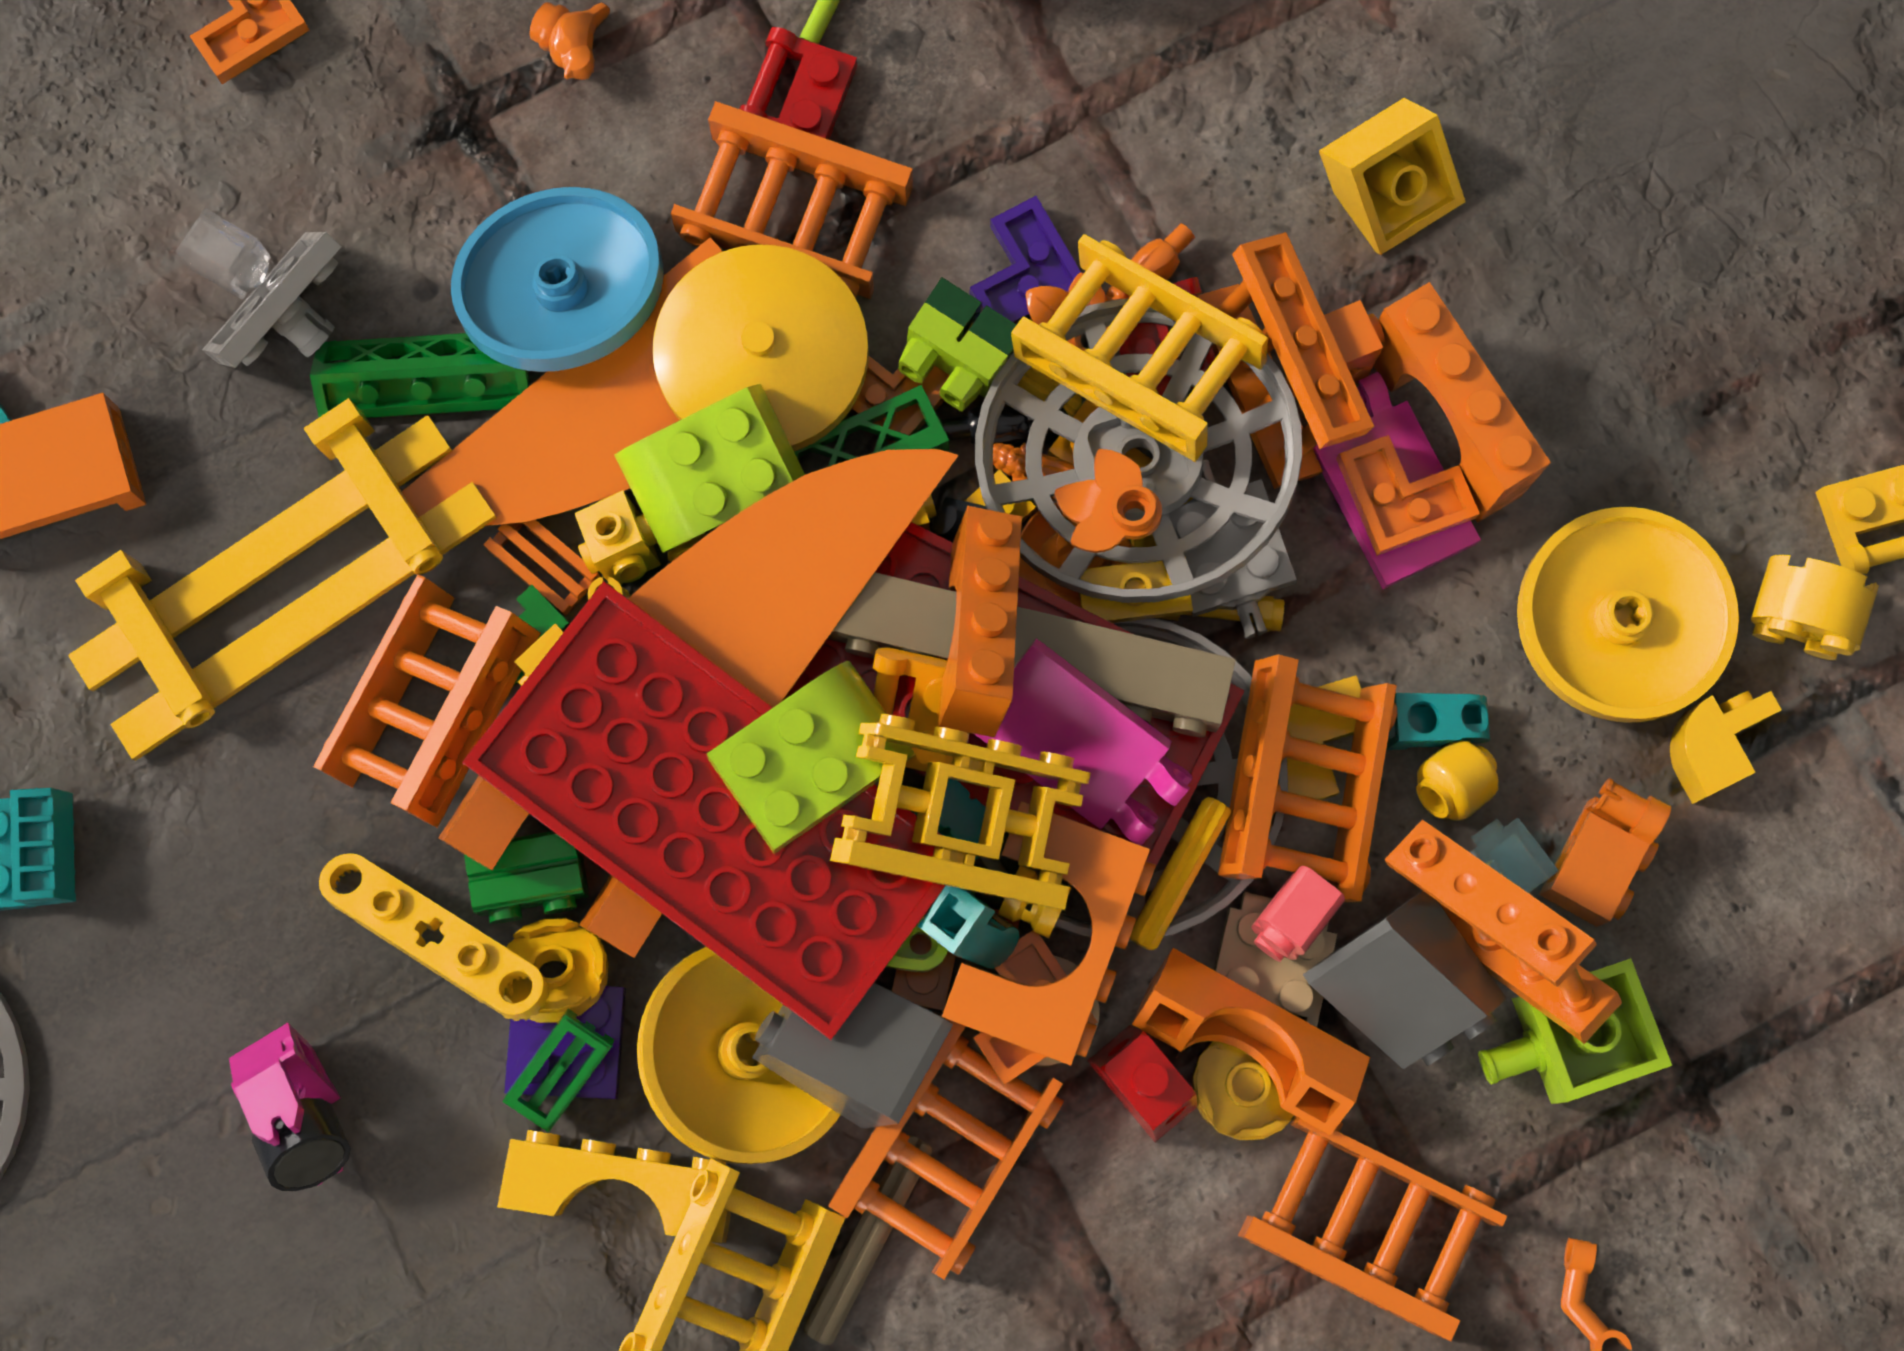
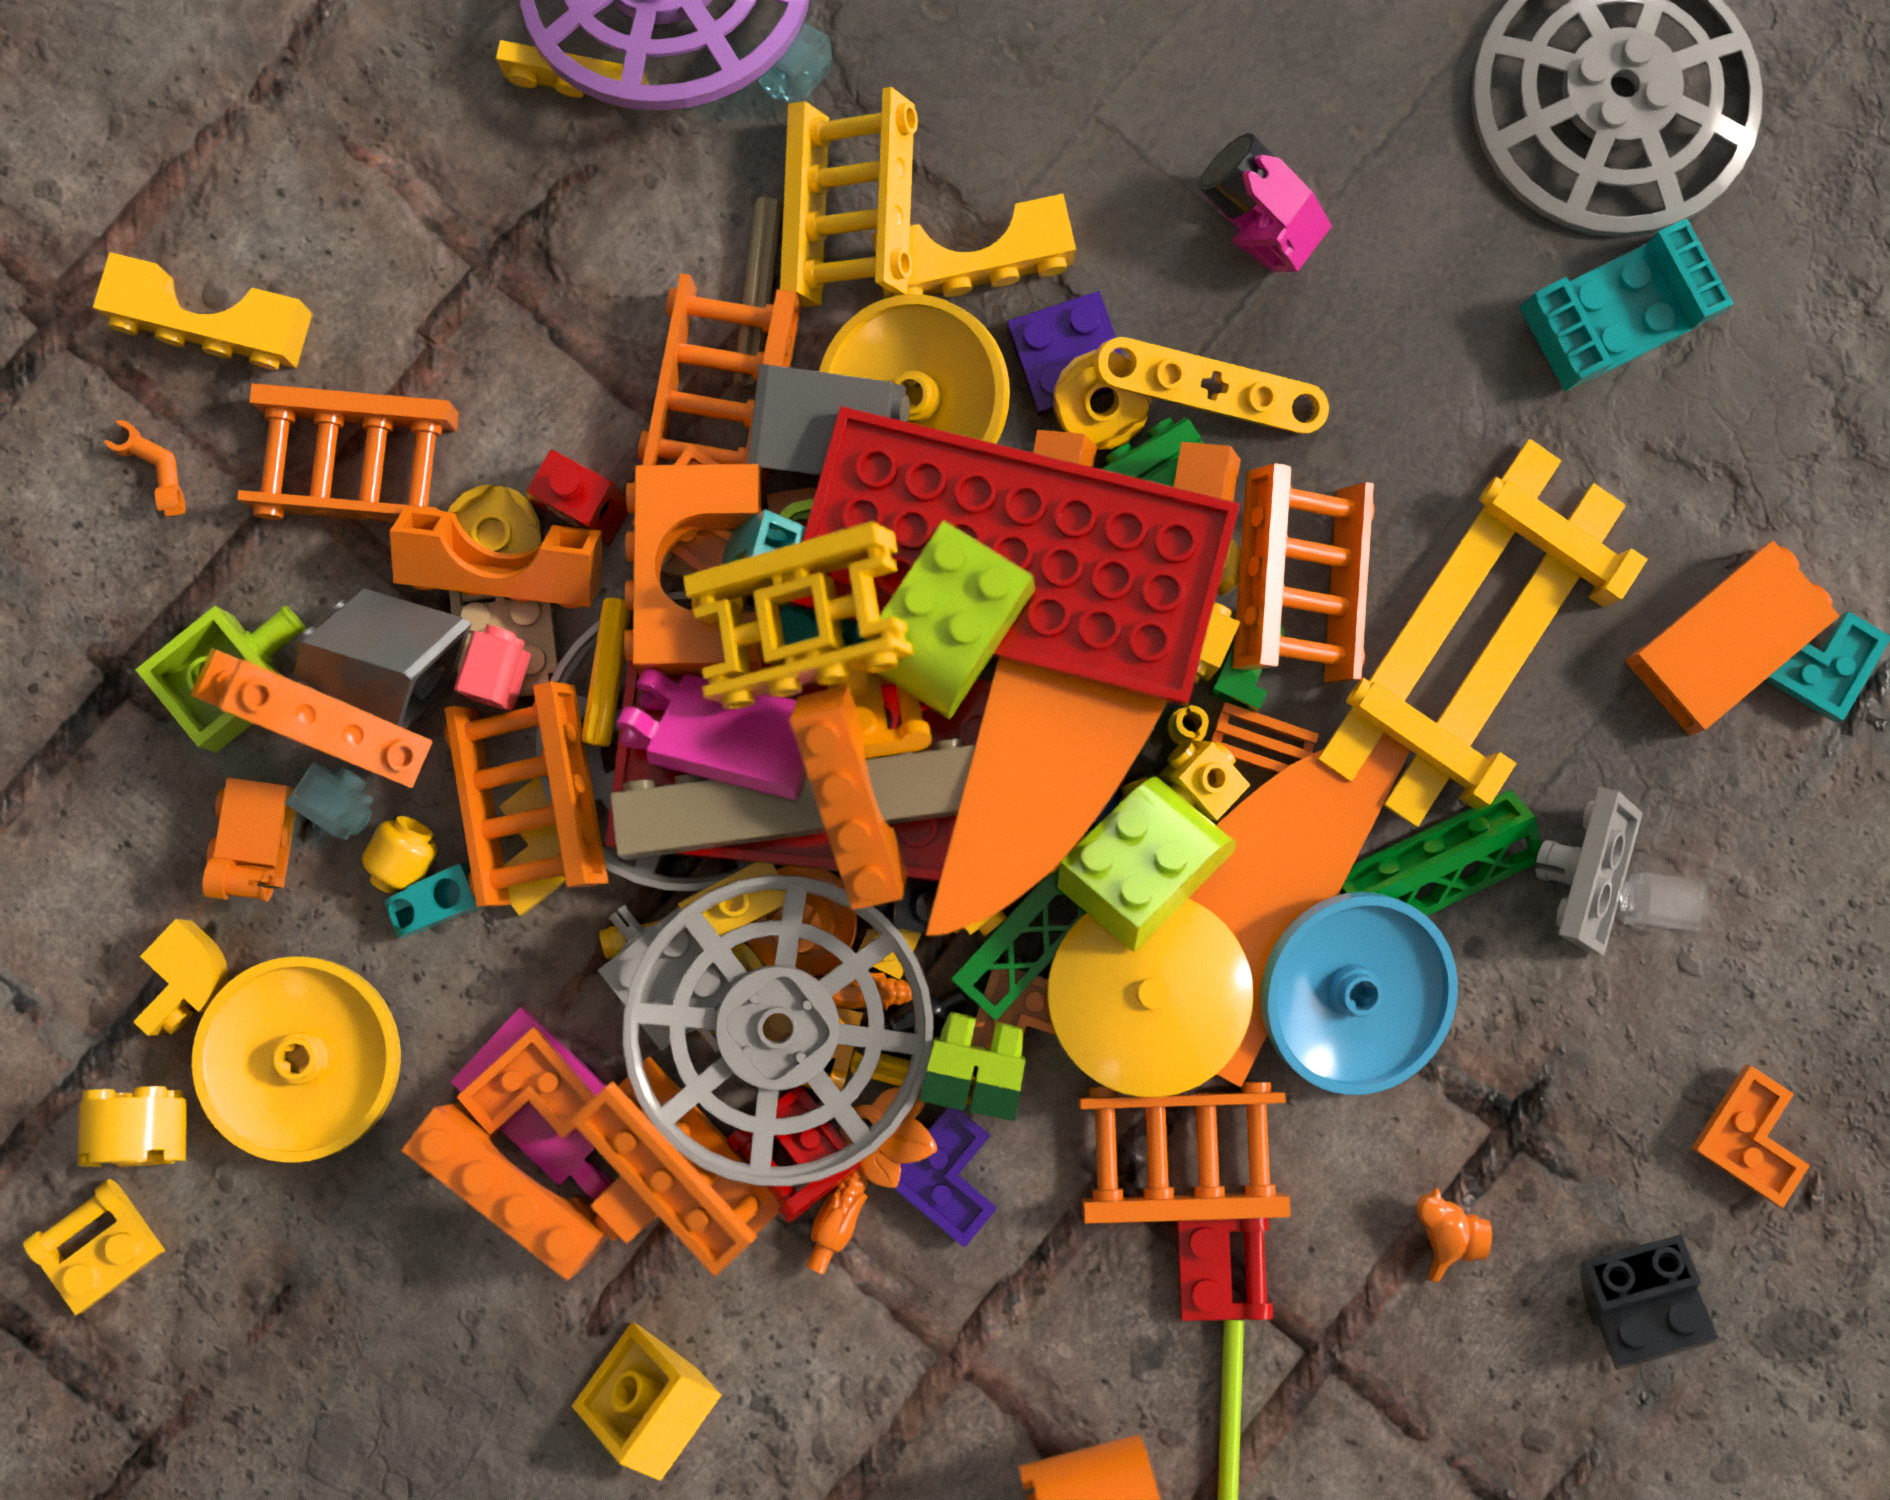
camera: 160 degrees right, 5 degrees up
(583, 1034) = (1053, 349): green tile -> none
(1101, 504) = (789, 959): orange plate -> none
(1136, 397) = (794, 1071): yellow fence -> none

